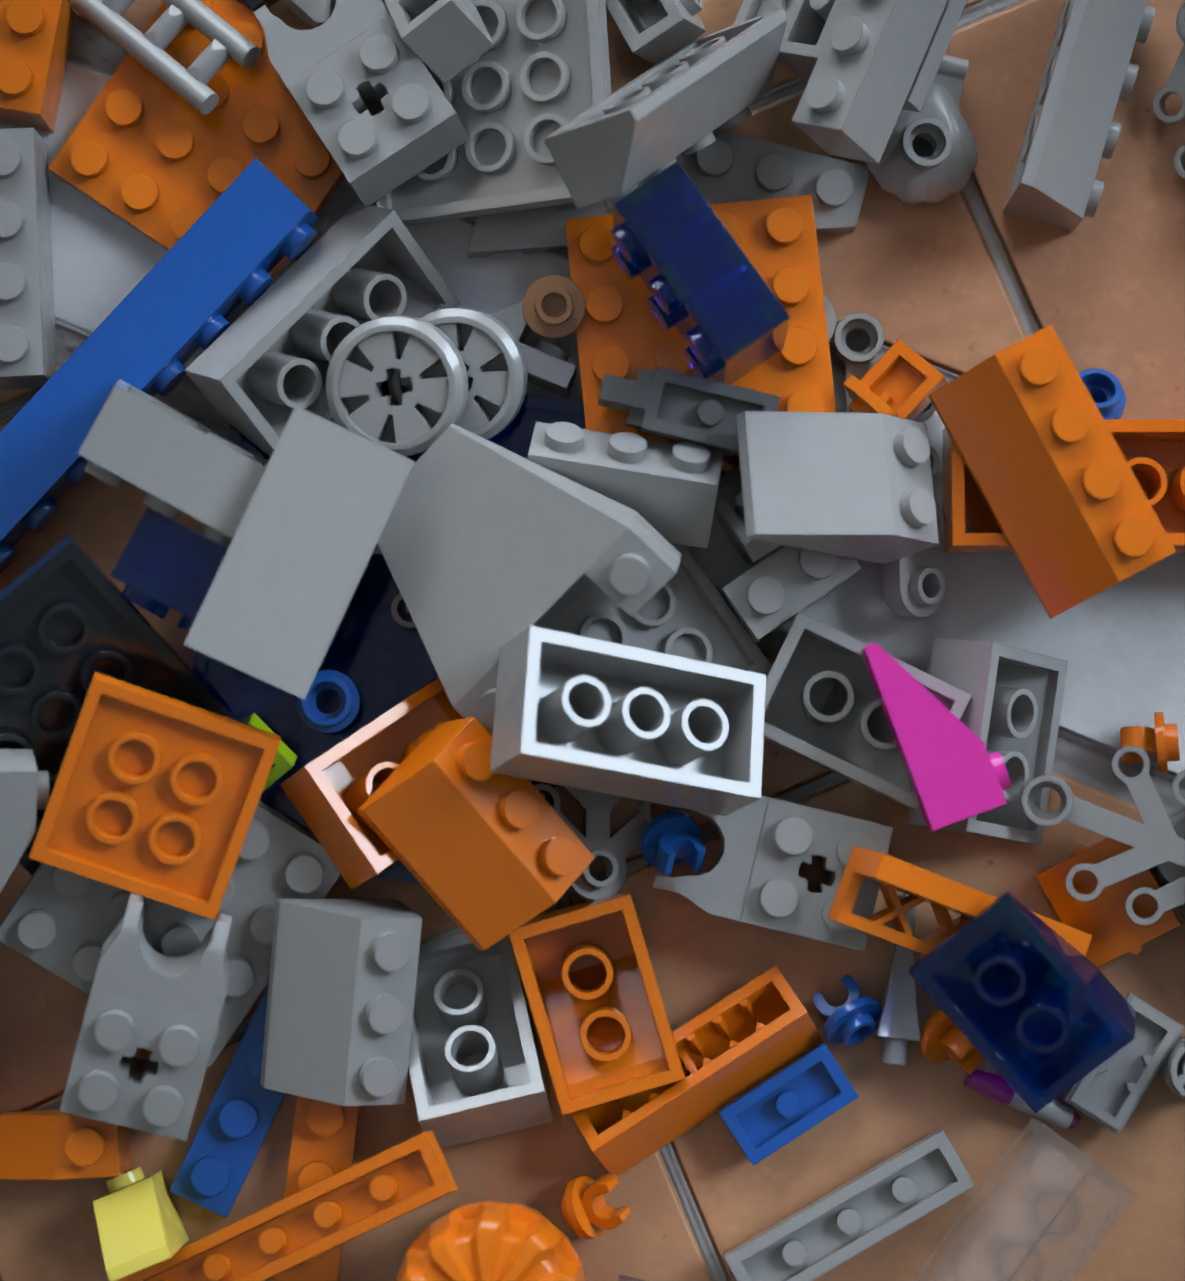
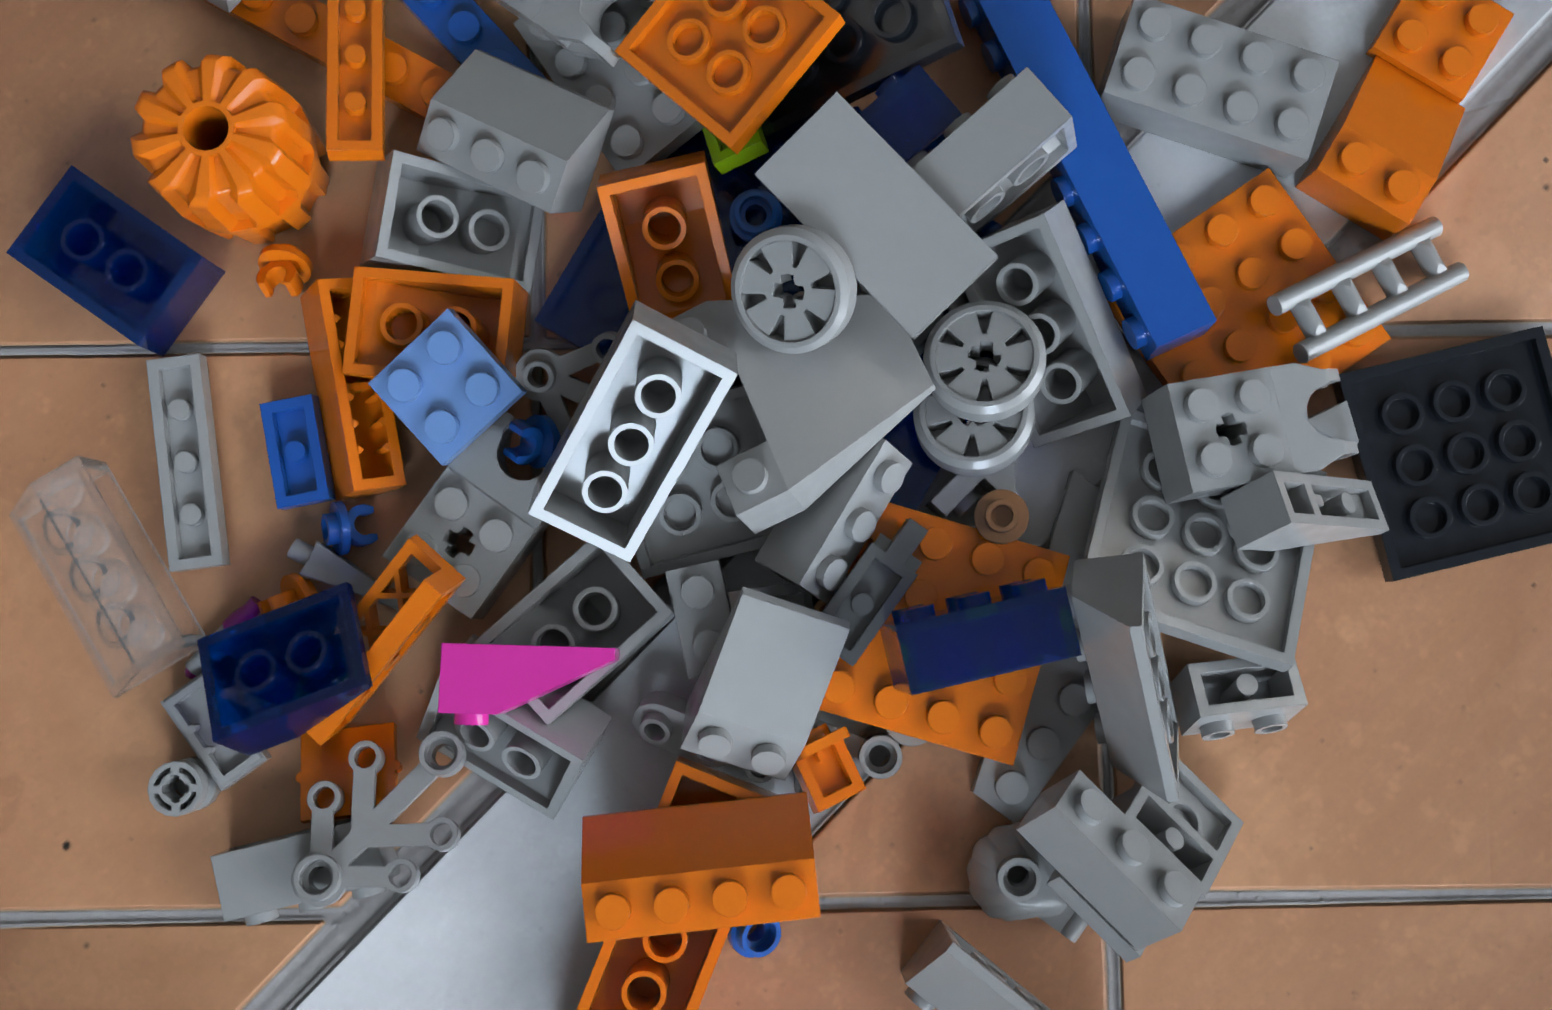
camera: 110 degrees right, 0 degrees up
(380, 591) = (817, 265): none -> light grey wheel
(475, 836) = (584, 278): orange slope -> none
(656, 951) = (447, 387): none -> medium blue plate
(1158, 742) = (455, 864): orange plate -> none

